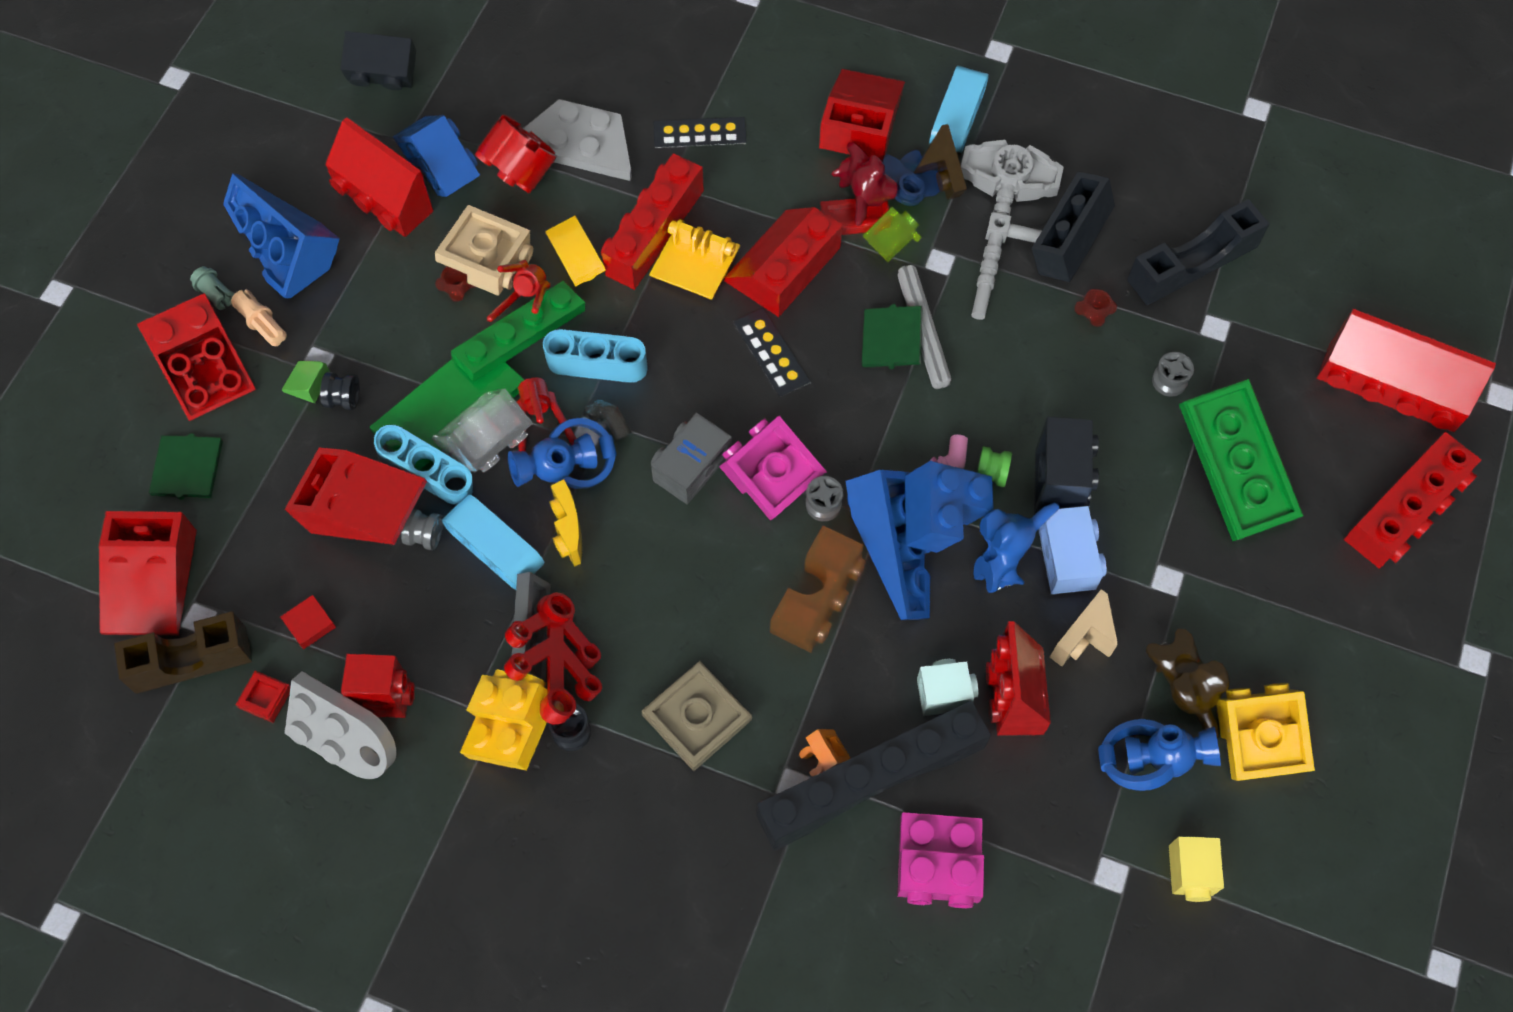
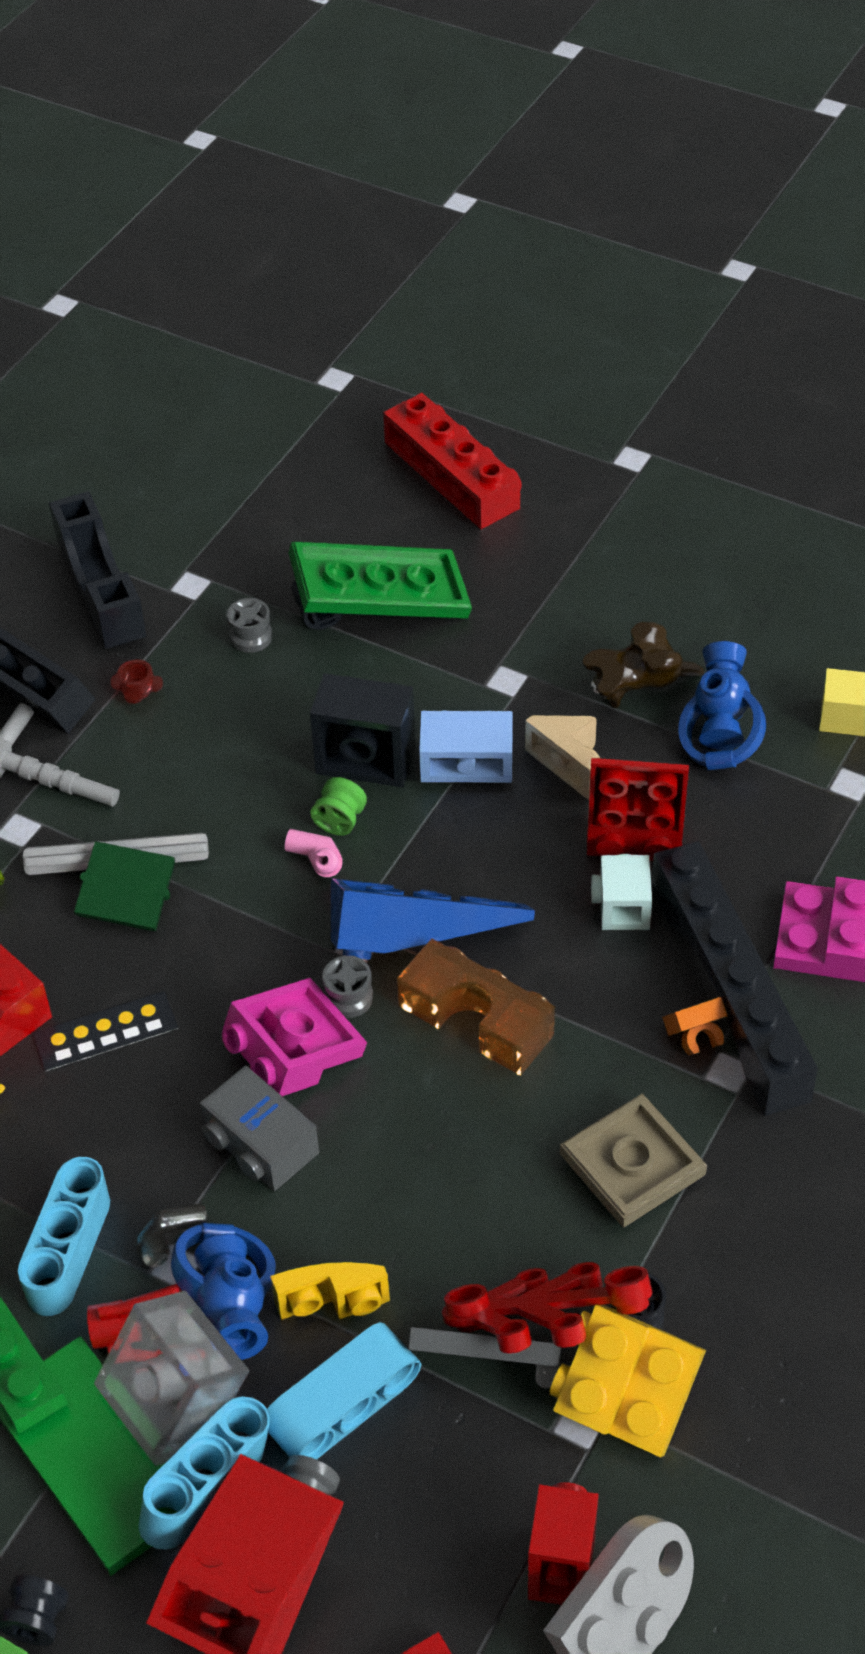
camera: 80 degrees left, 15 degrees down
(941, 501) = (393, 852): blue brick -> none
(1008, 540) = (451, 793): blue animal -> none
(1265, 732) = (703, 613): yellow plate -> none
(1405, 370) = (299, 430): slope -> none

